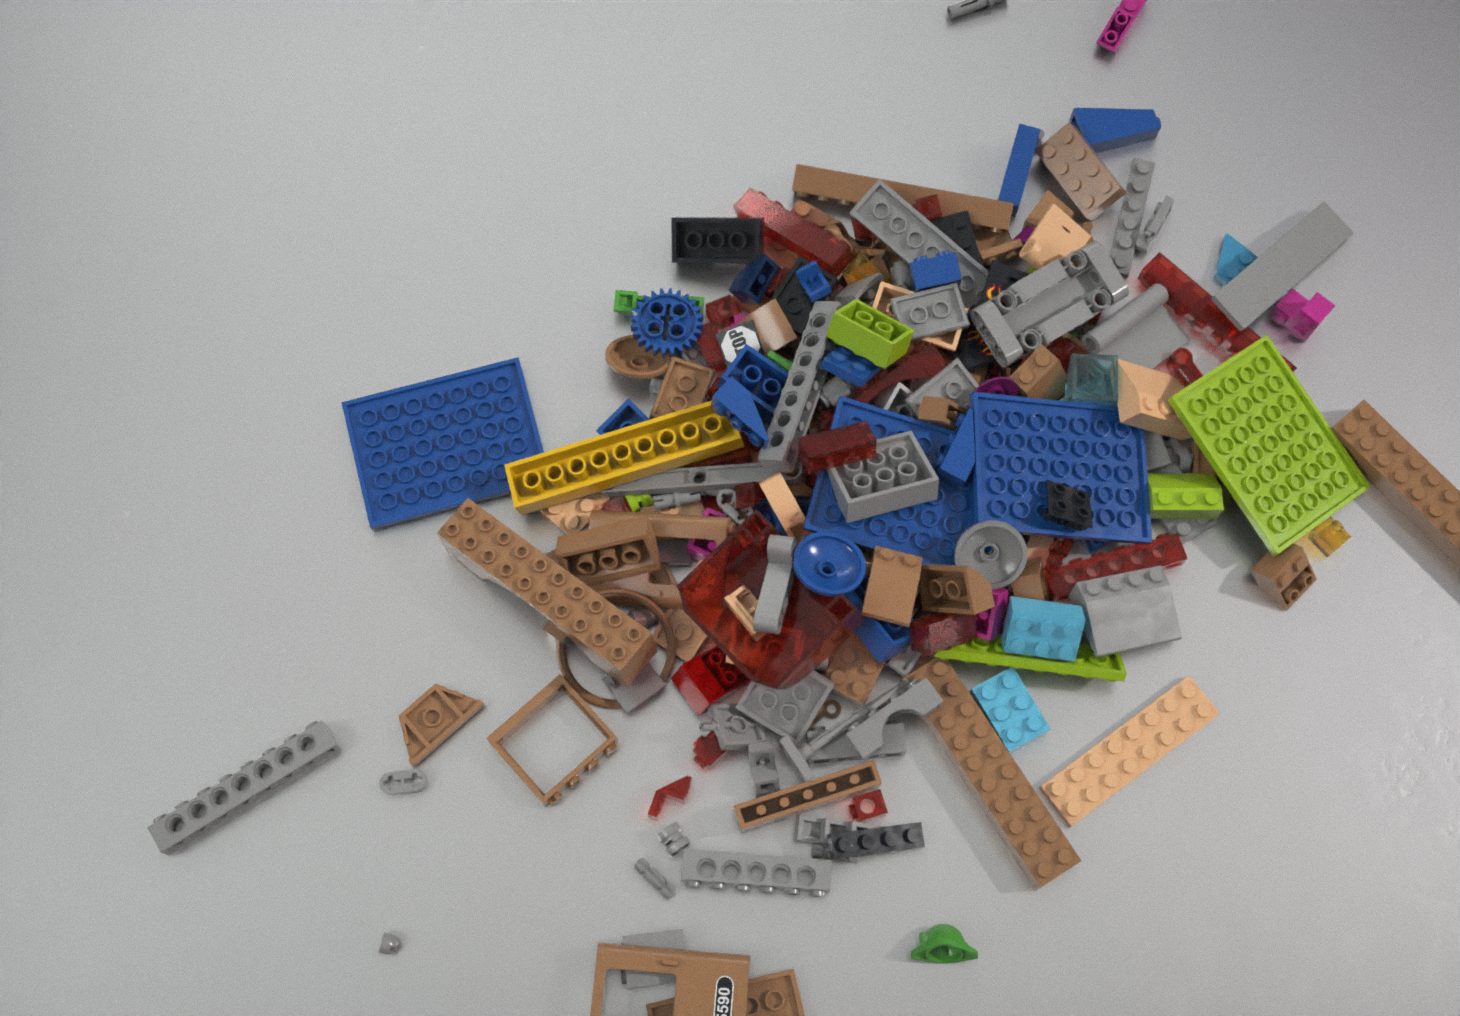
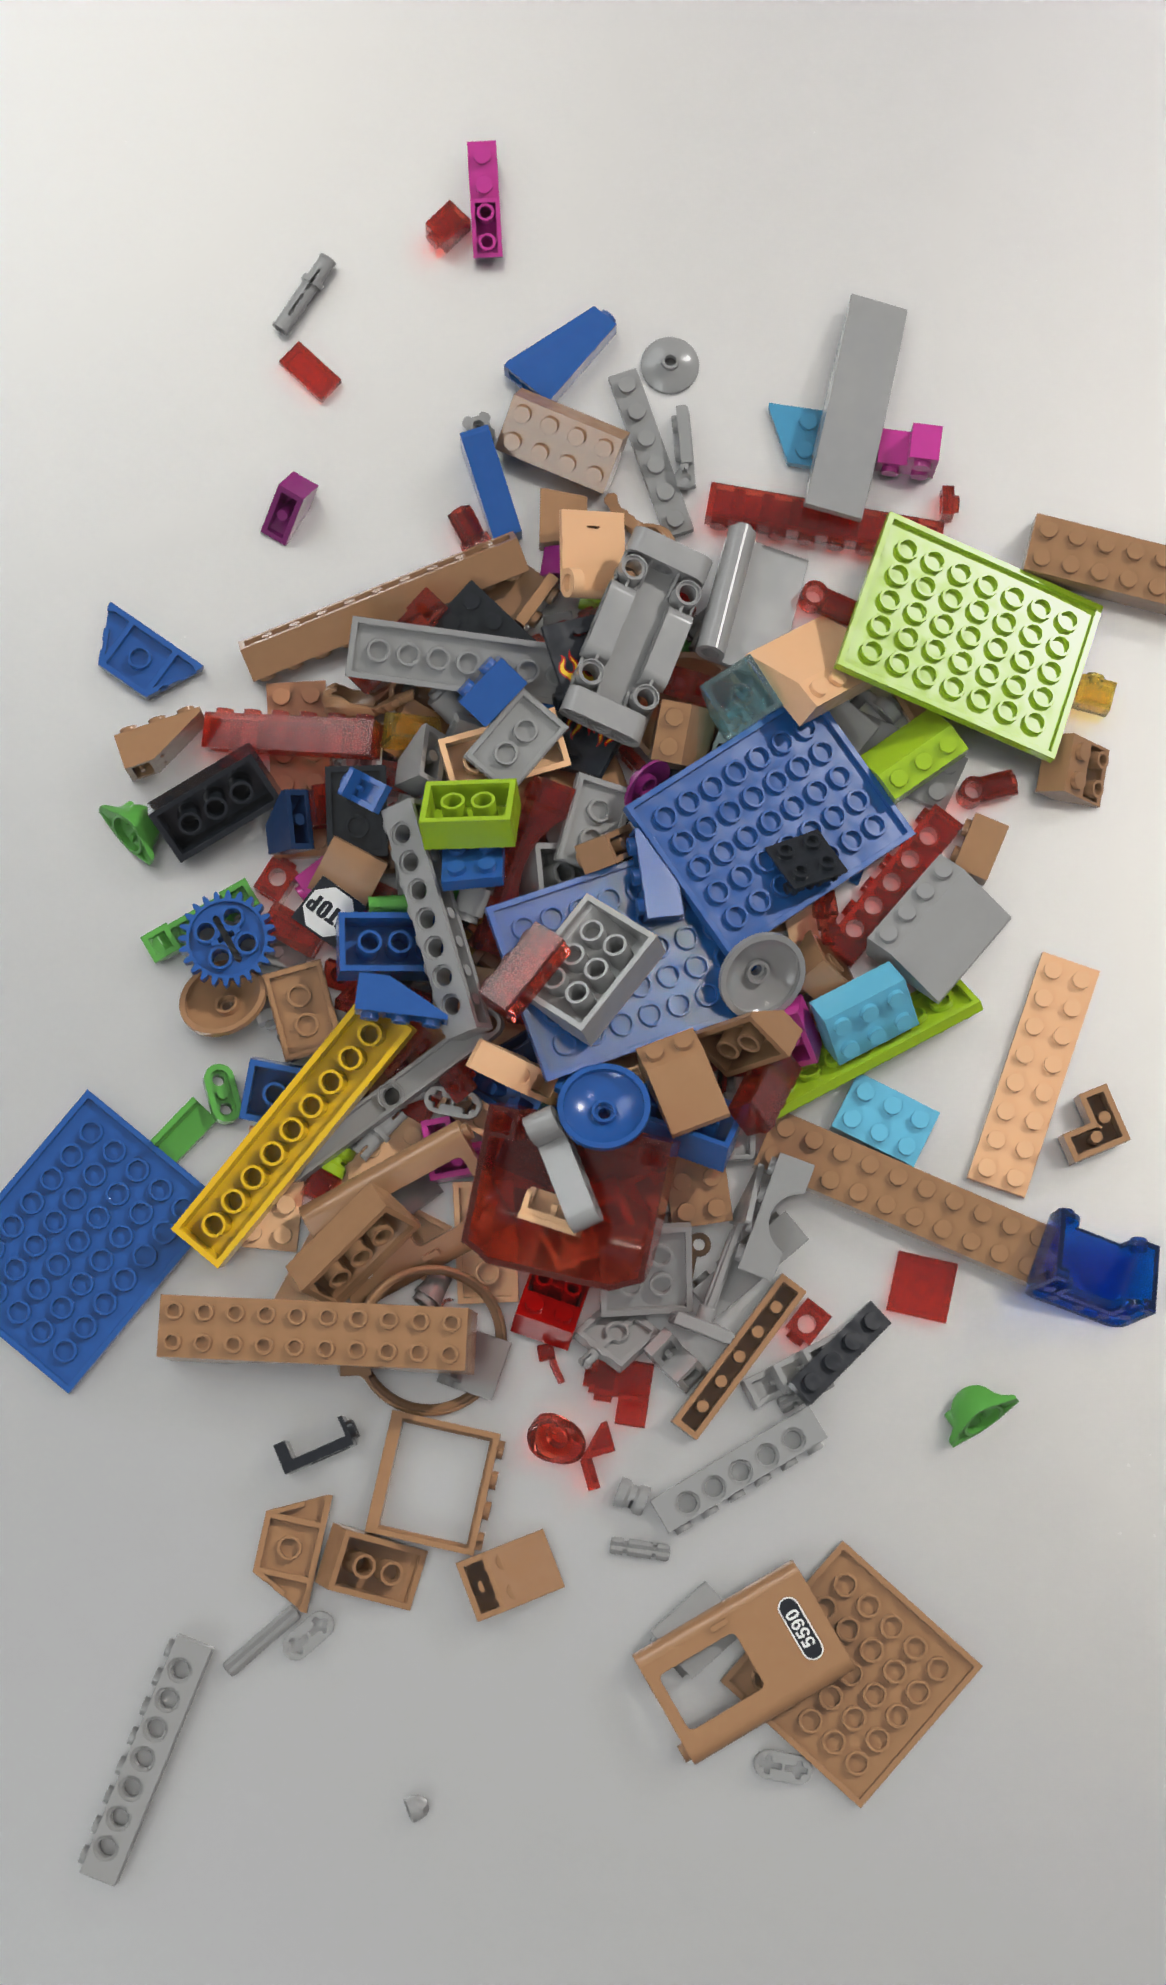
camera: 35 degrees left, 10 degrees up
(372, 764) = (261, 1640): none -> light grey axle
(474, 766) = (370, 1566): none -> medium nougat slope
(478, 666) = (292, 1464): none -> black window
(557, 833) = (510, 1575): none -> medium nougat slope
(558, 419) = (184, 1130): none -> bright green panel
(595, 414) = (222, 1095): none -> bright green plate
(650, 766) = (556, 1439): none -> clear red hat
(657, 227) = (132, 828): none -> bright green hat
(684, 709) = (547, 1353): none -> clear red hand
(709, 187) = (154, 745): none -> medium nougat slope
(722, 774) = (634, 1394): none -> clear red slope
(735, 138) = (142, 656): none -> blue wing
(884, 109) = (289, 507): none -> magenta slope
(951, 46) = (310, 371): none -> clear red tile
(961, 837) = (921, 1287): none -> clear red tile
(986, 185) = (467, 527): none -> clear red piece
(1085, 907) = (1094, 1274): none -> clear blue windscreen
(1091, 16) = (447, 227): none -> clear red brick
(1153, 816) = (1101, 1129): none -> medium nougat brick
(1176, 183) = (669, 378): none -> light grey dish
(1190, 580) = (979, 846): none -> medium nougat brick
(1218, 548) = (989, 788): none -> clear red piece
(1306, 361) = (948, 504): none -> clear red plate

